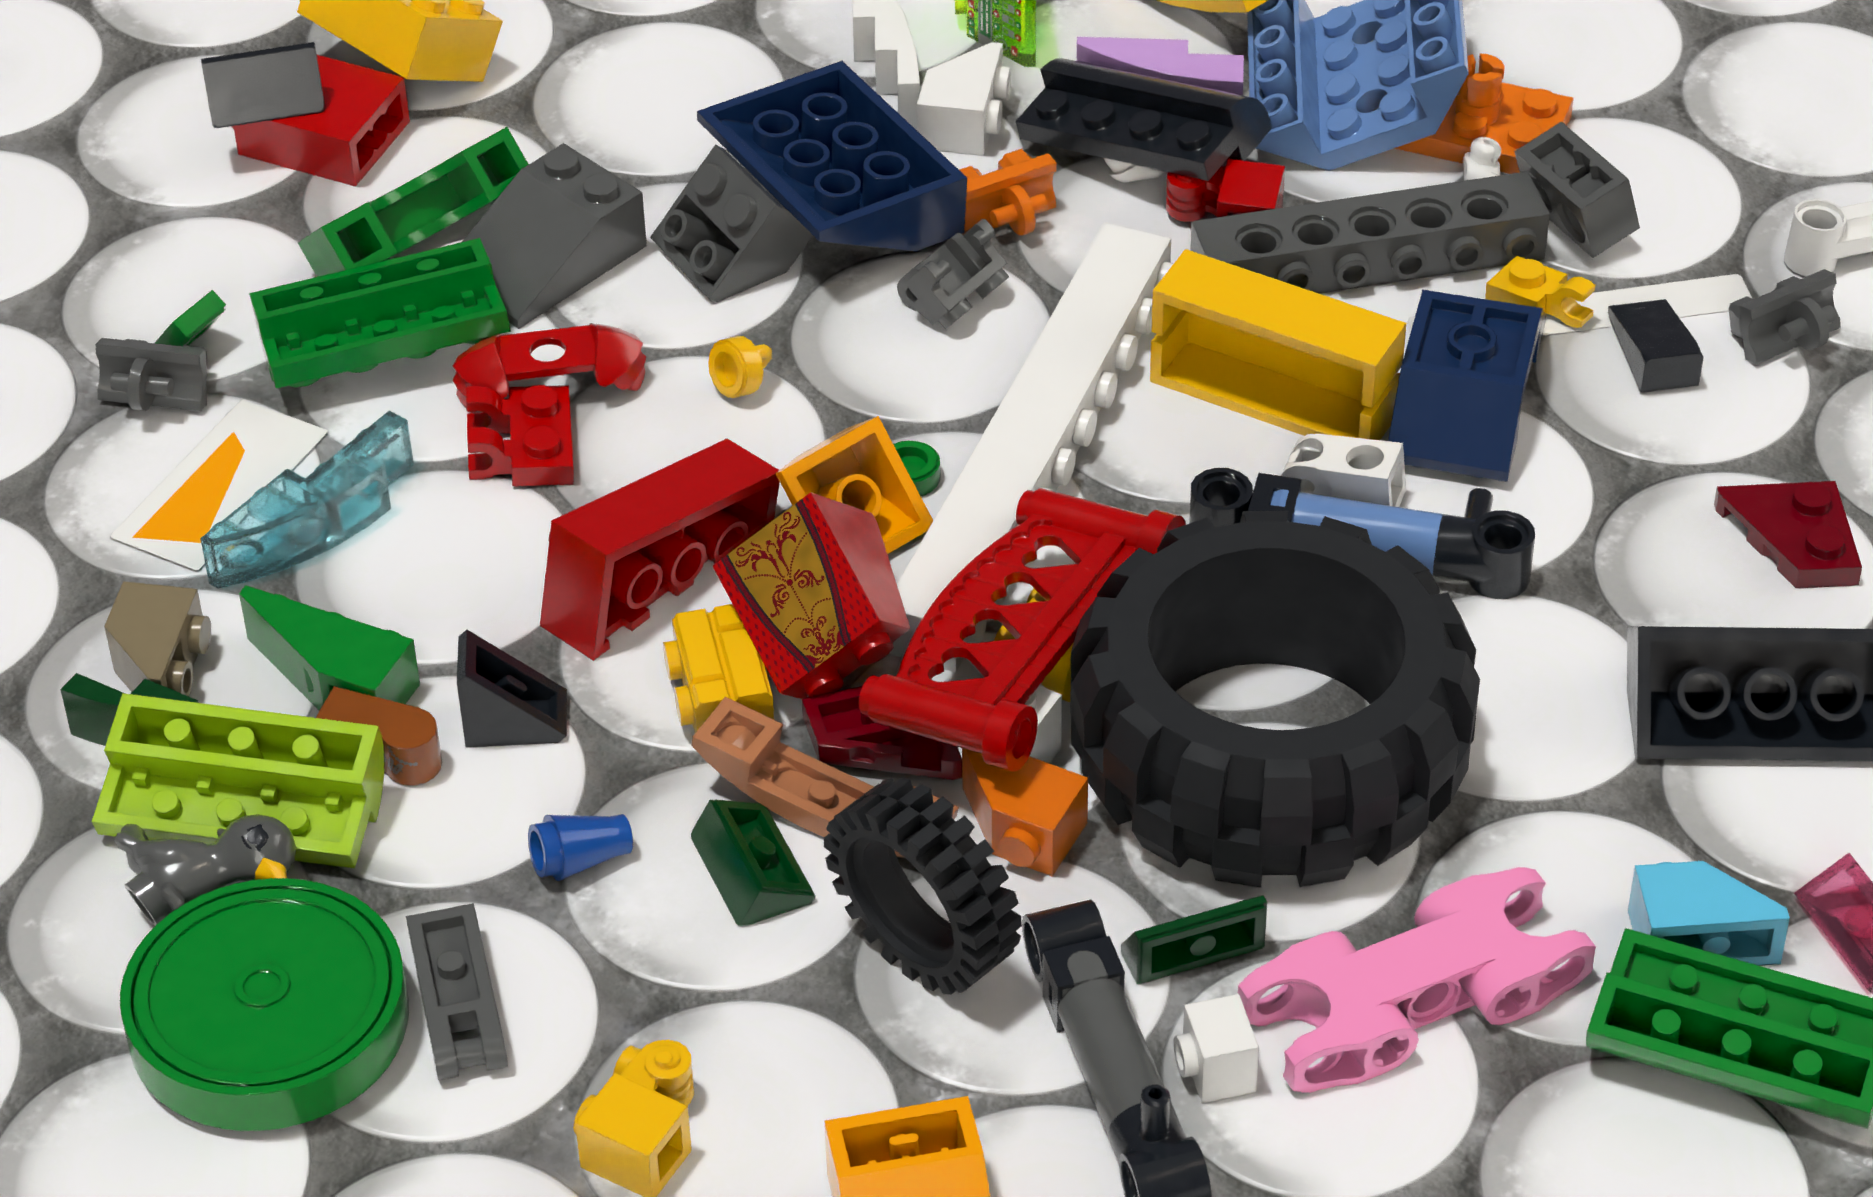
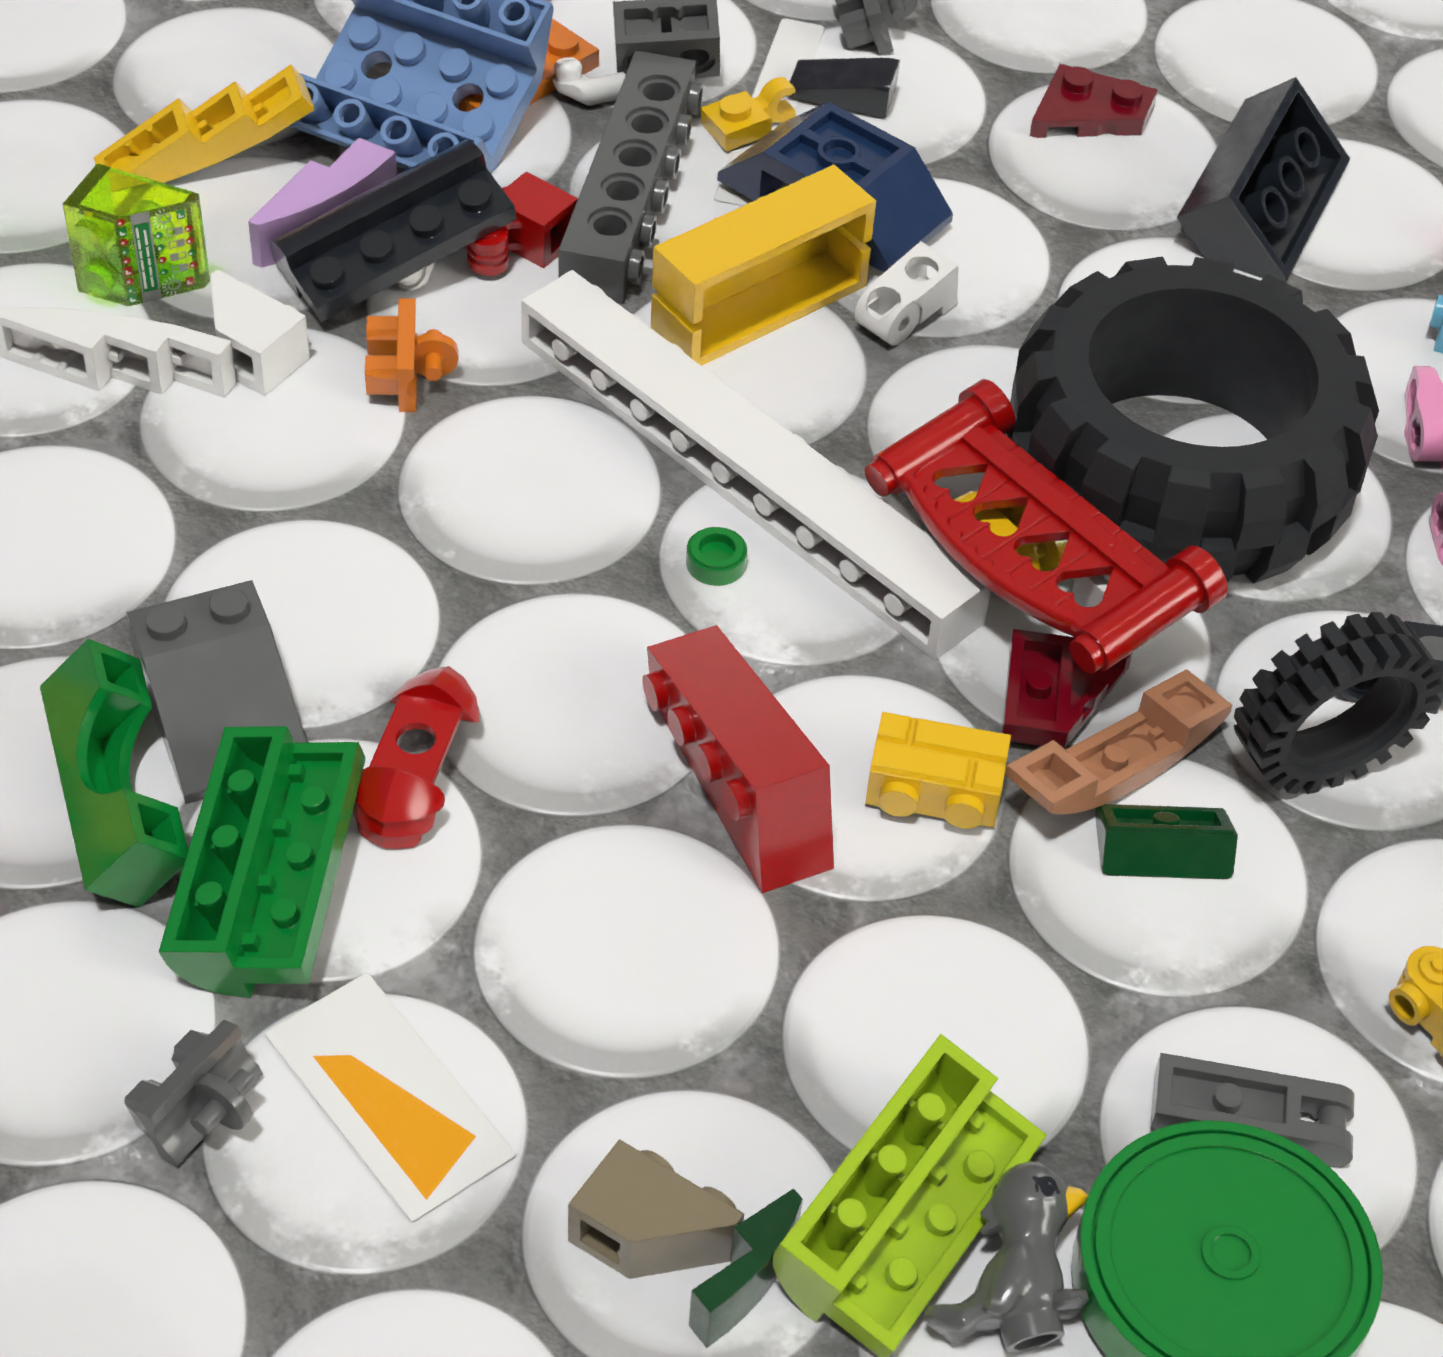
camera: 70 degrees left, 5 degrees up
(193, 321) = (139, 1032): green tile -> none
(306, 516) = (512, 1009): clear light blue slope -> none
(329, 650) = (758, 1067): green slope -> none
(407, 733) = (879, 1060): dark orange leg -> none
(505, 698) = (882, 950): black slope -> none
(538, 430) = (500, 798): red plate -> none
(575, 843) = (1102, 955): blue cone -> none
(729, 229) = (313, 551): dark grey slope -> none
(738, 365) = (517, 615): yellow tile -> none
(815, 595) = (916, 652): slope -> none
(843, 161) = (302, 425): dark blue slope -> none
(863, 472) = (749, 593): light orange slope -> none
(952, 273) = (496, 426): dark grey piece -> none
(1027, 813) = (1209, 641): orange slope -> none
(1196, 940) = (1385, 572): dark green slope -> none
(1482, 547) = (940, 348): black piece -> none

